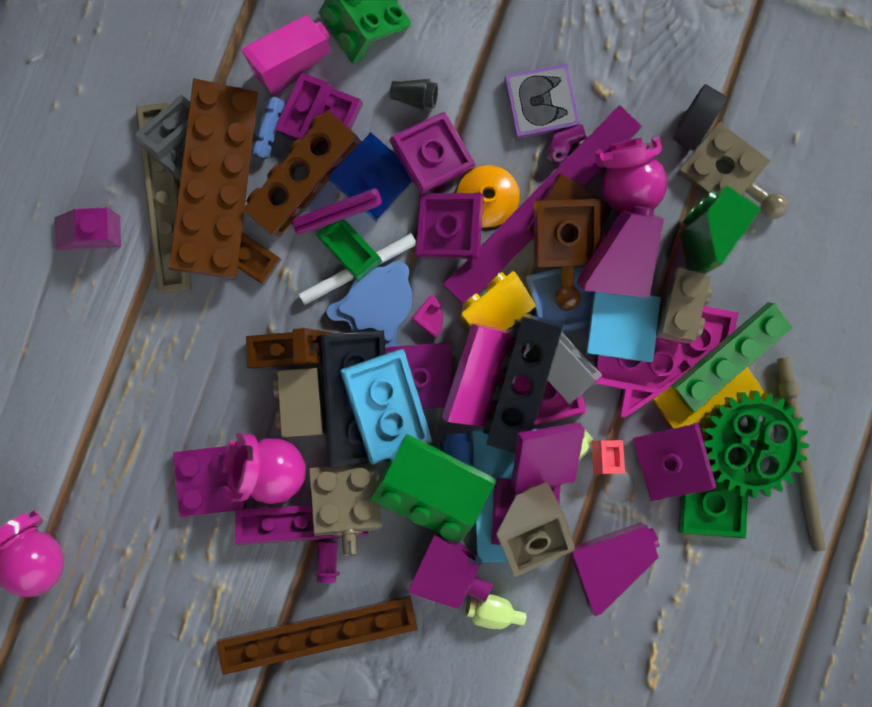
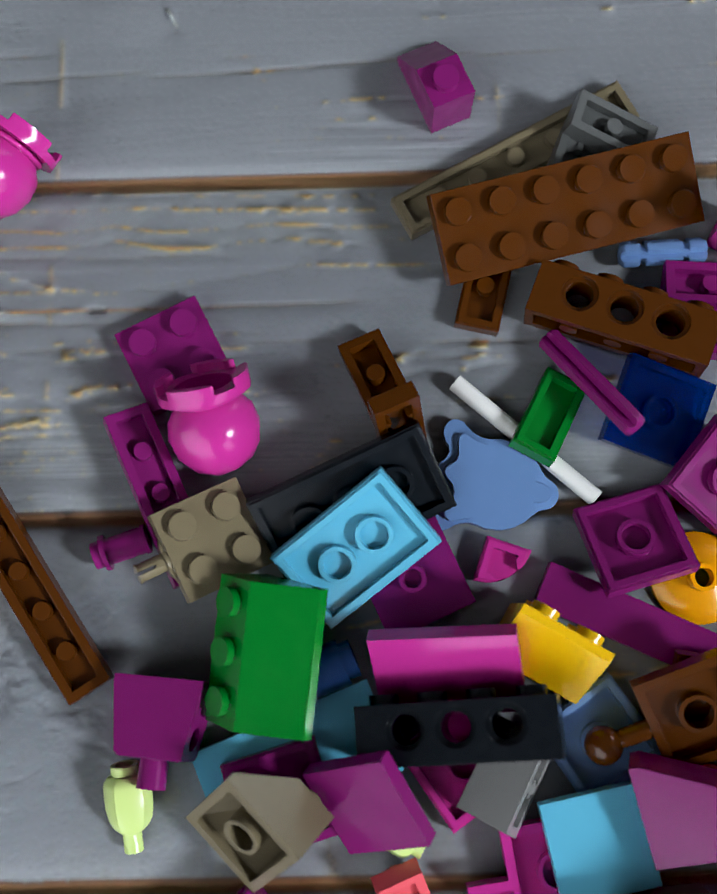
camera: 75 degrees right, 5 degrees down
(299, 402) = (316, 430): dark tan brick -> none

